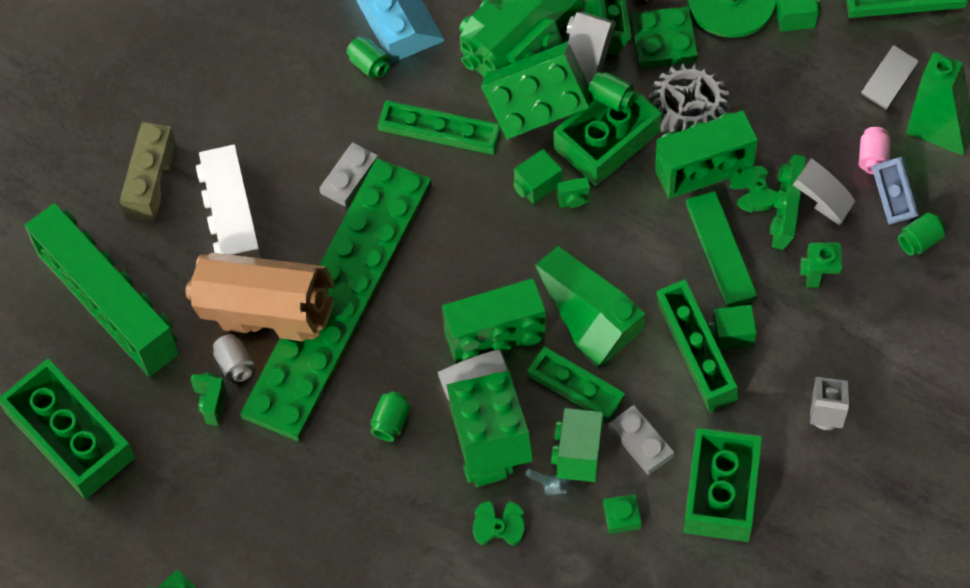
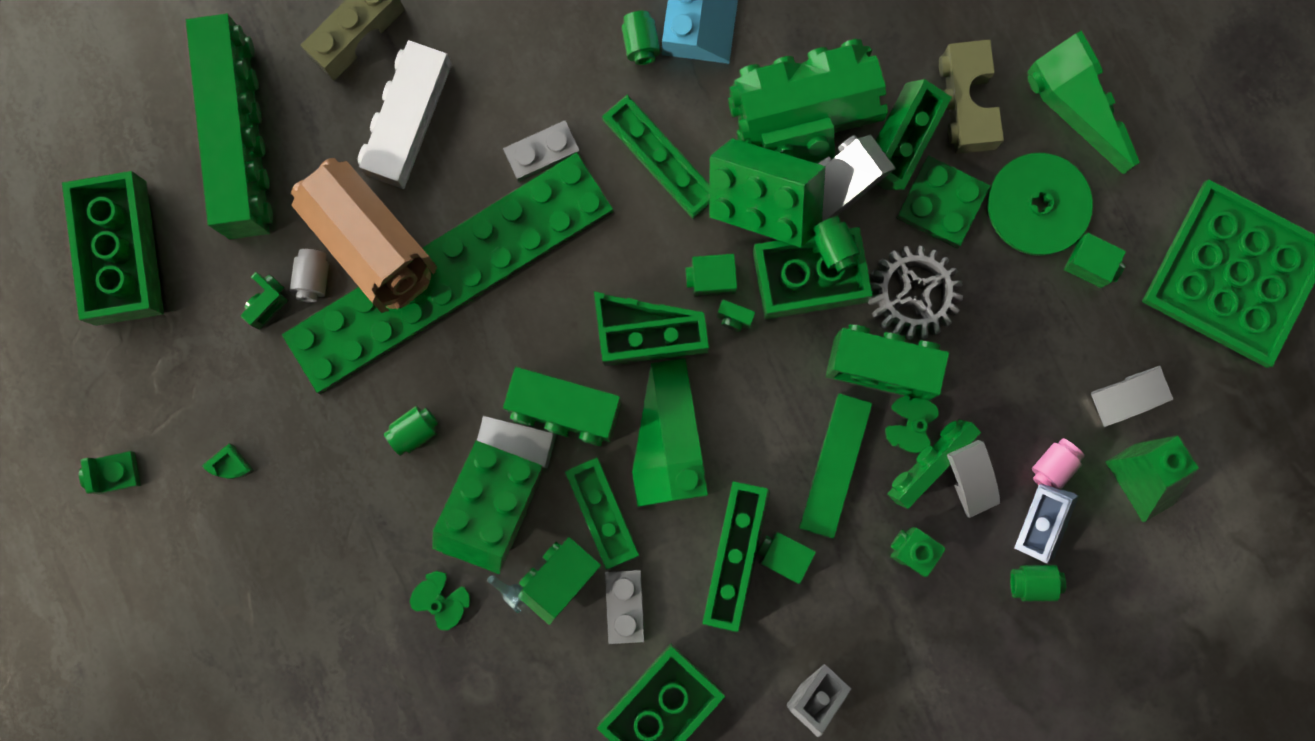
camera: 35 degrees right, 20 degrees up
(262, 533) = (228, 464): none -> green tile
(518, 239) = (647, 331): none -> green wedge
(622, 514) = (557, 666): green plate -> none

